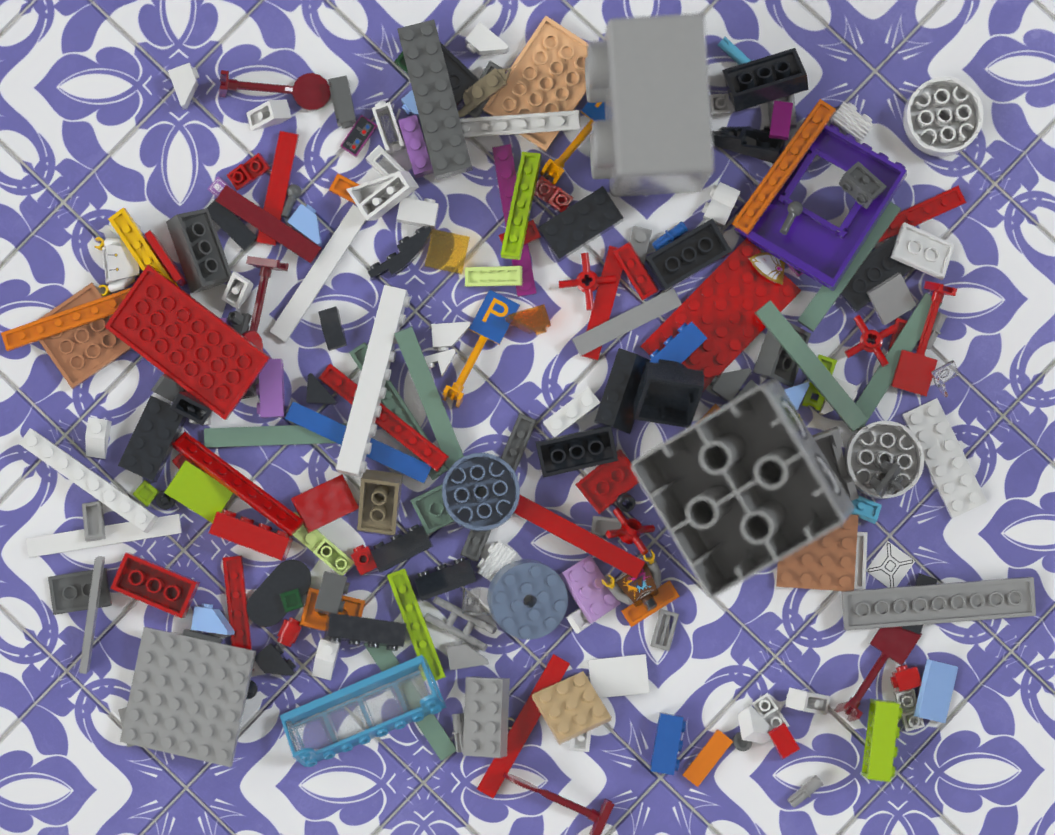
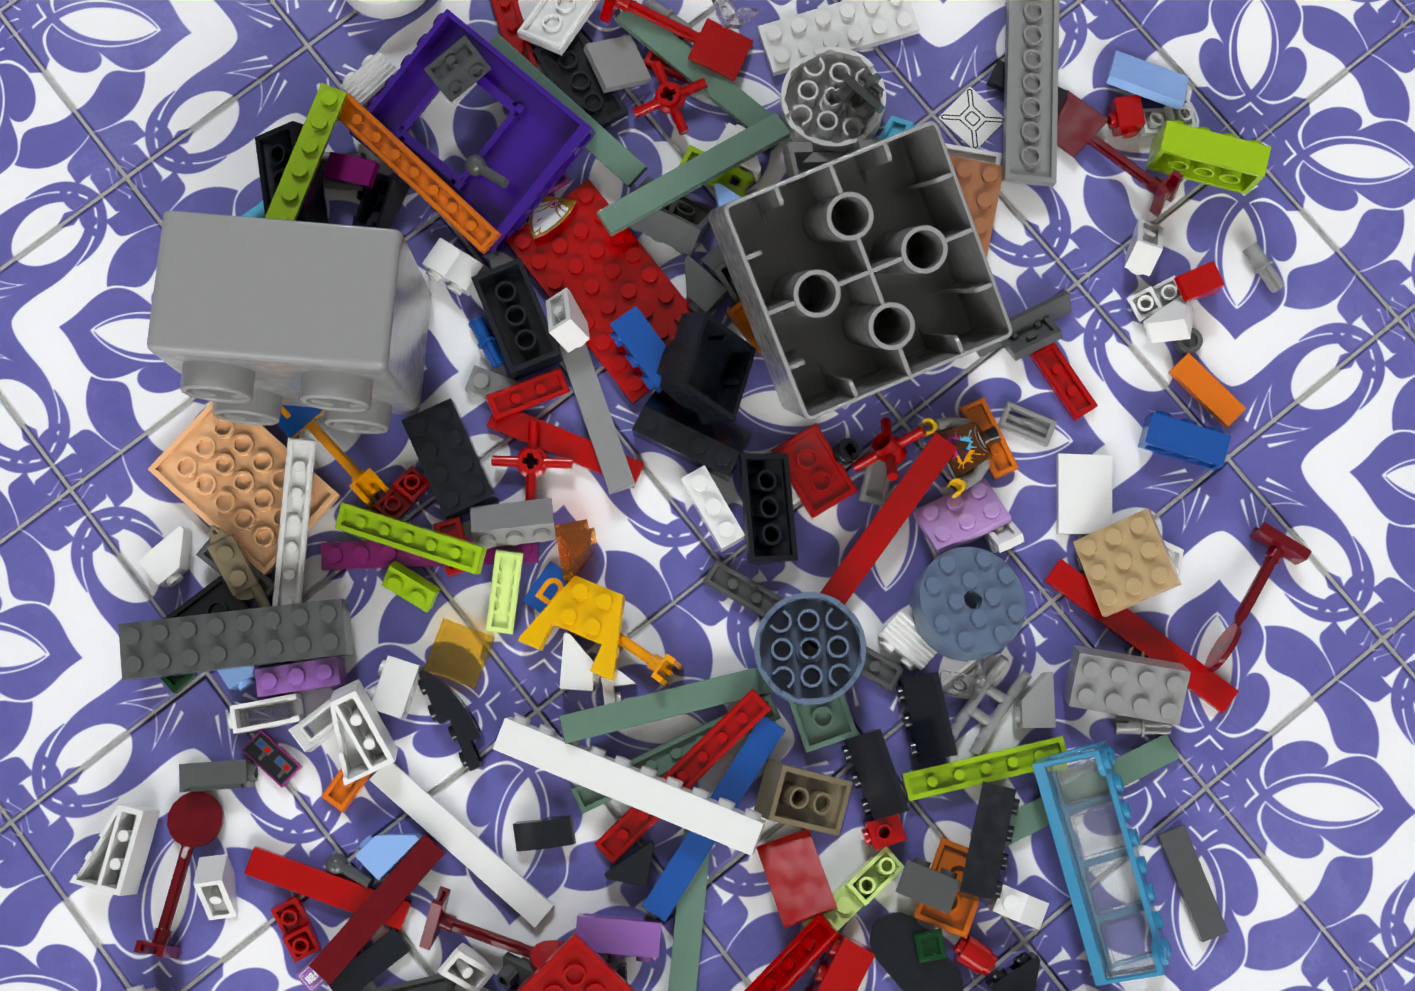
camera: 80 degrees left, 5 degrees down
(283, 47) = (121, 852): none -> white wedge
(357, 778) = (1192, 883): none -> dark grey tile
(486, 334) = (587, 612): none -> yellow wing
(488, 211) = (411, 586): none -> lime plate
(541, 275) = (513, 523): none -> light grey brick
(691, 290) = (566, 321): none -> white slope
(700, 653) = (1063, 381): none -> red tile
(733, 624) = (1034, 327): none -> dark grey bracket
(778, 88) = (307, 154): none -> lime plate

